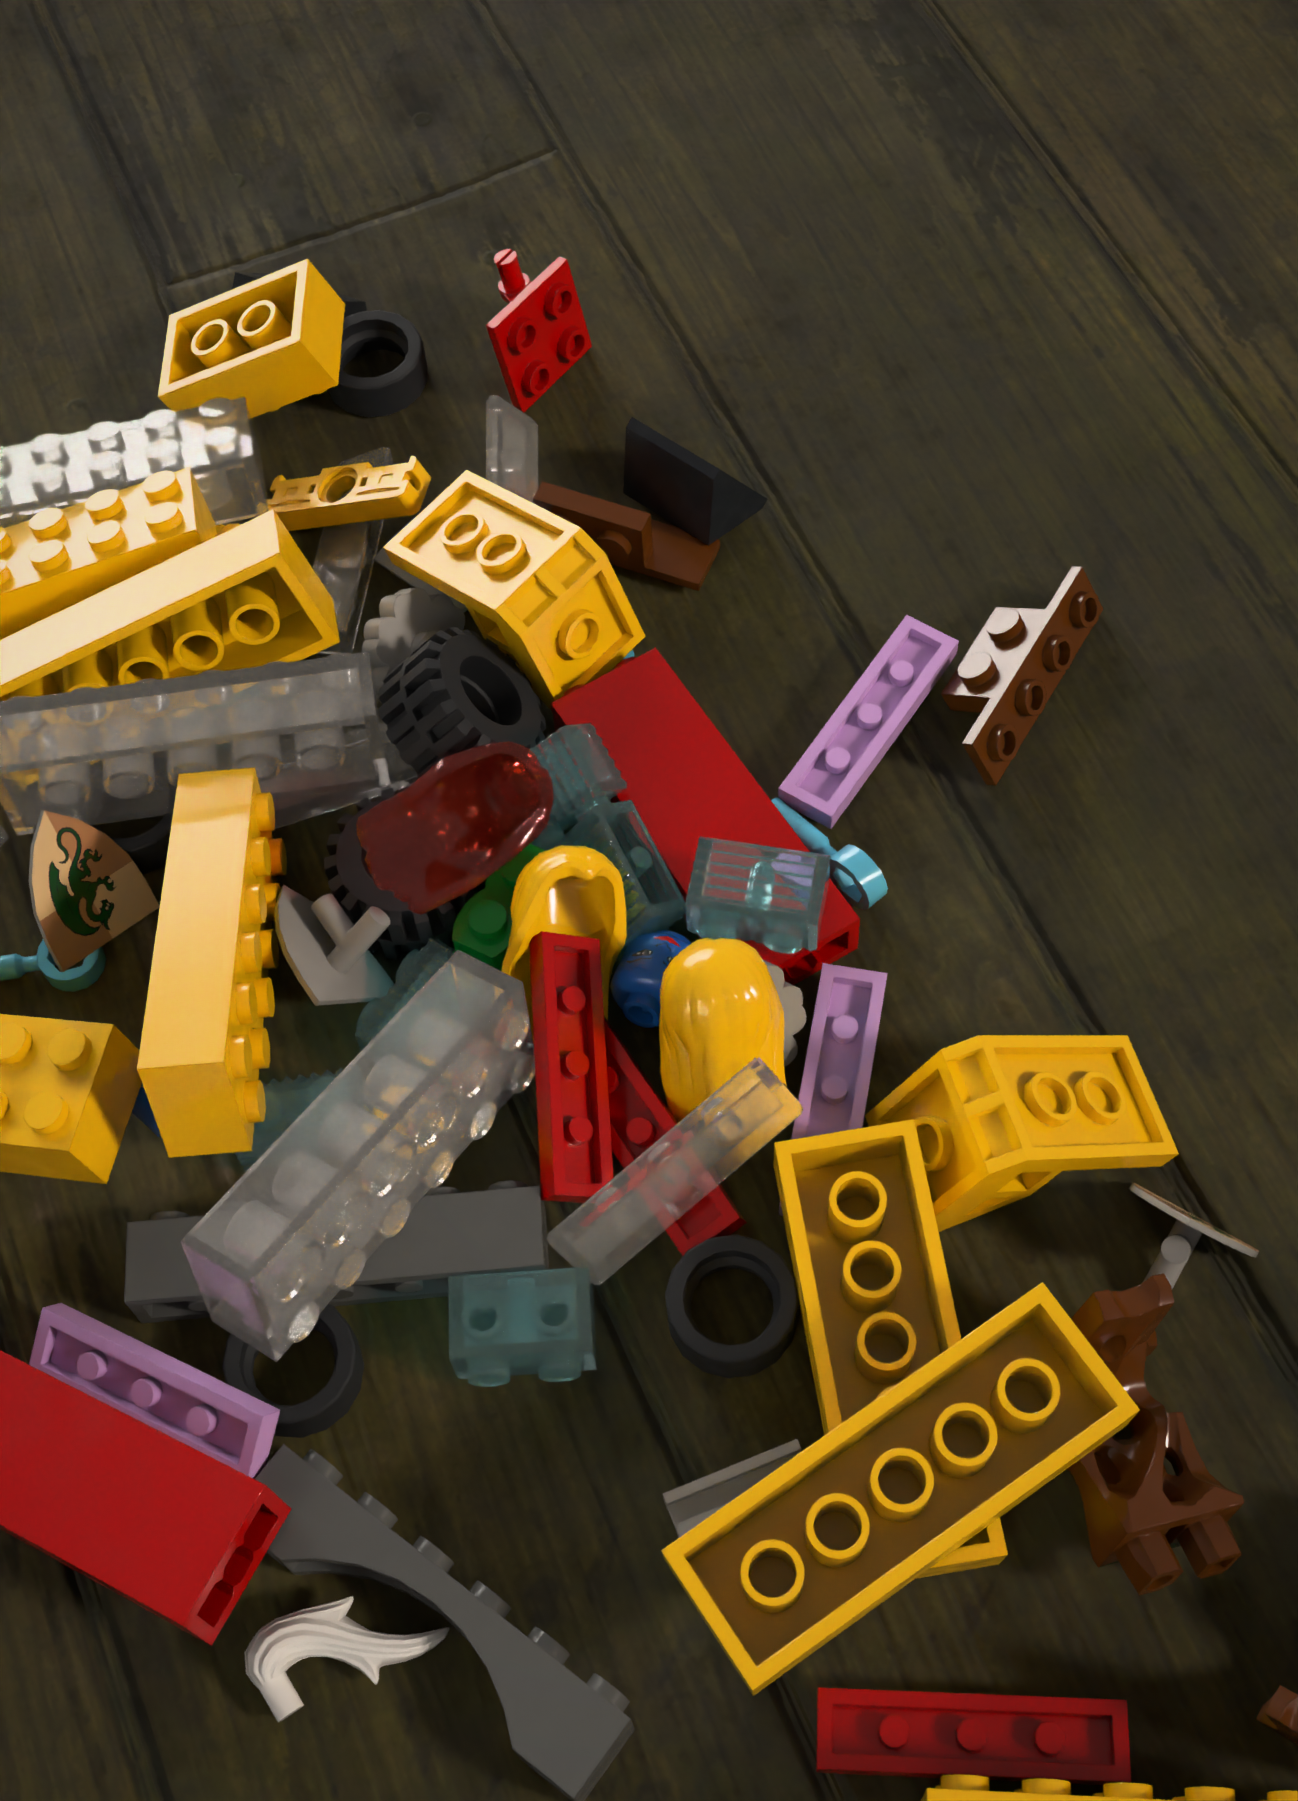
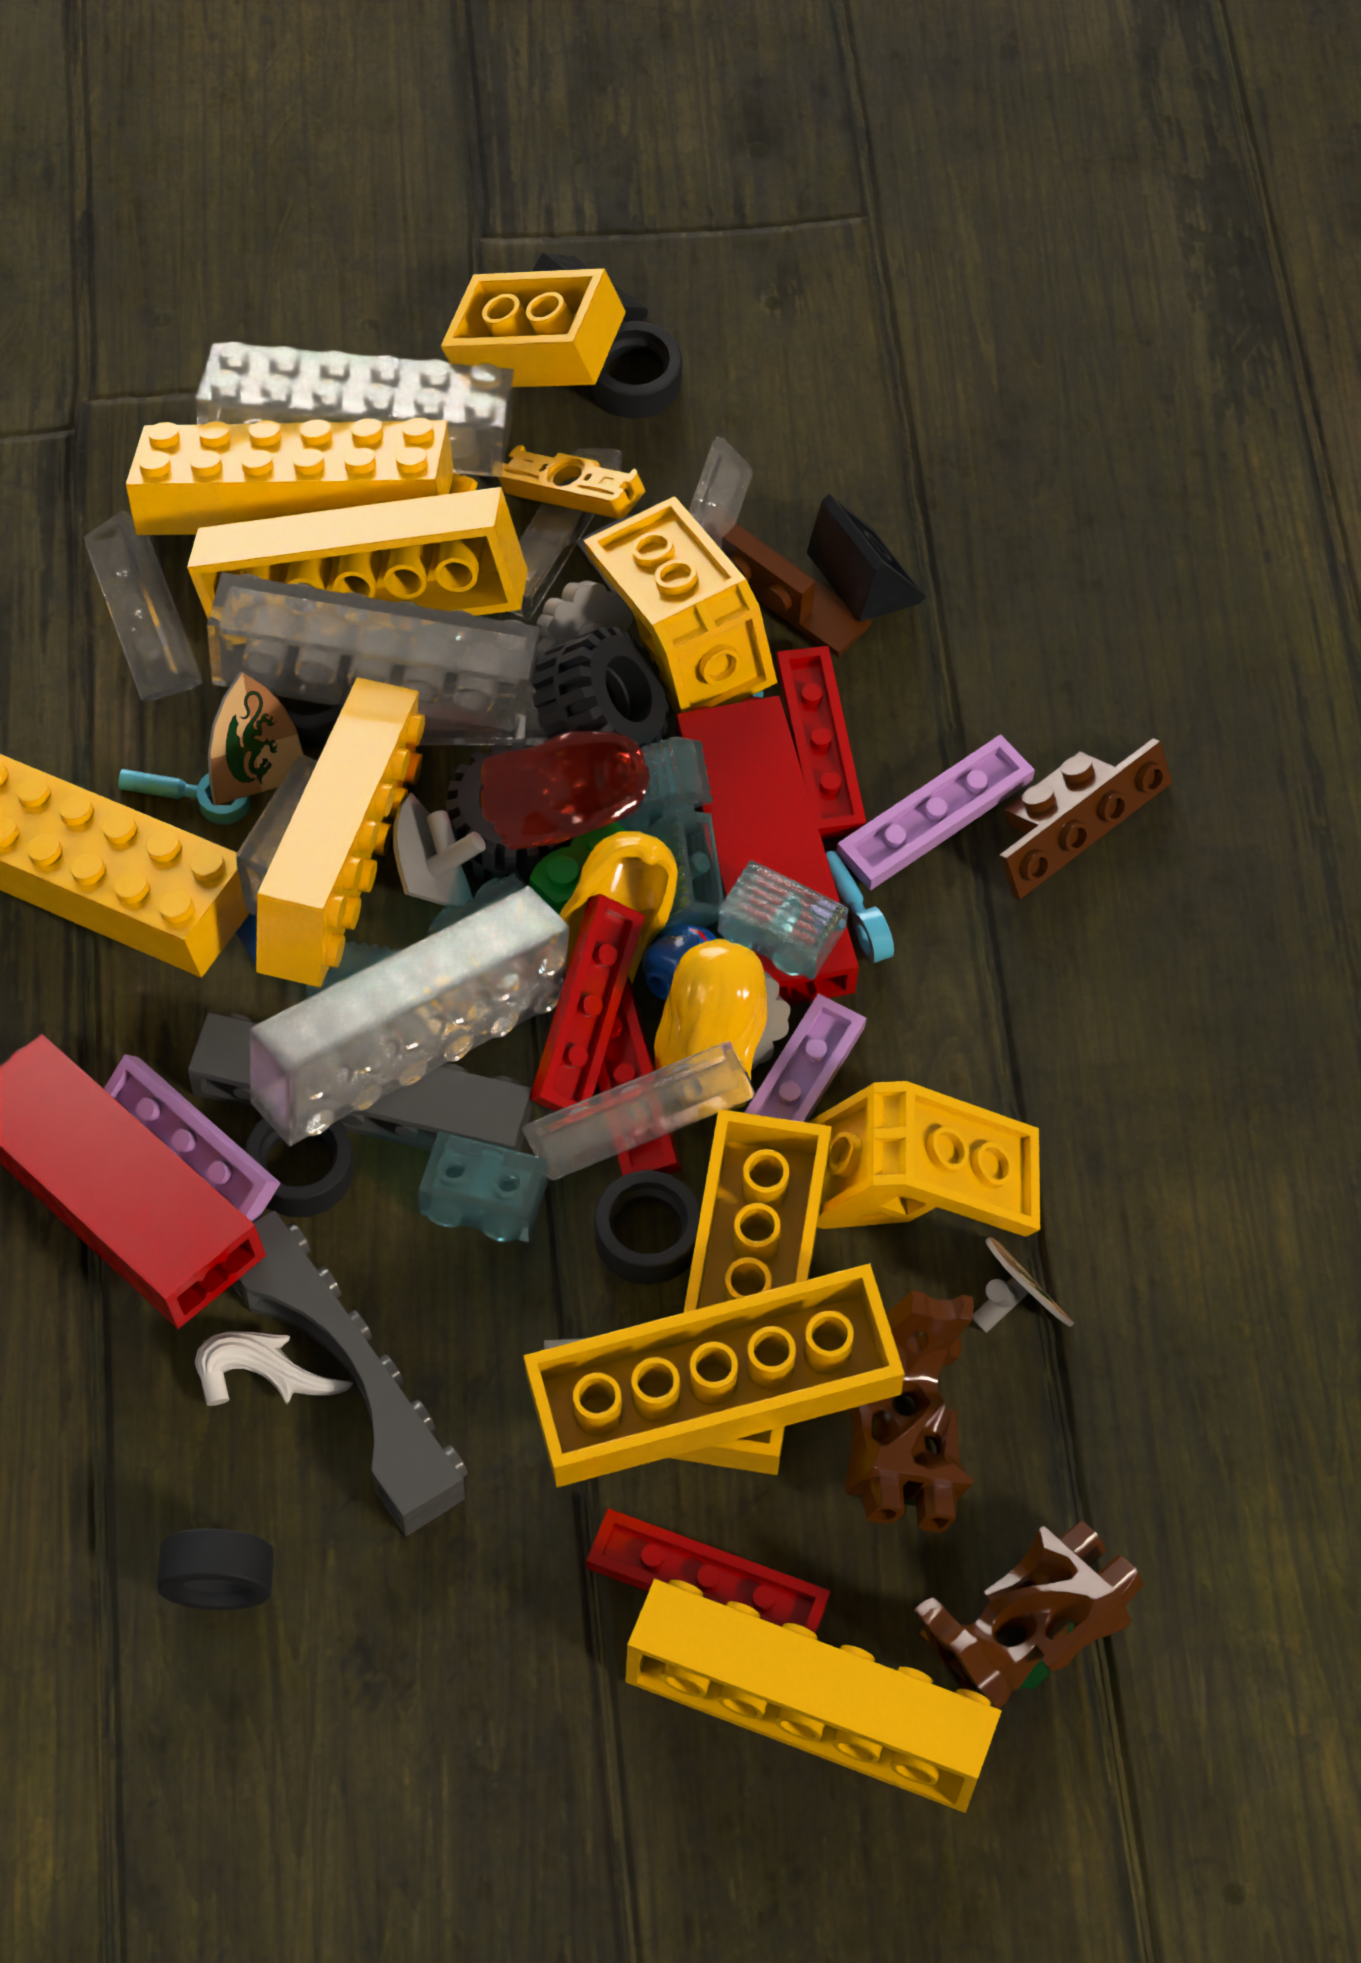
camera: 10 degrees right, 0 degrees up
(126, 1001) = (266, 835): none -> clear slope
(538, 330) = (785, 387): red plate -> none
(716, 680) = (821, 739): none -> red plate

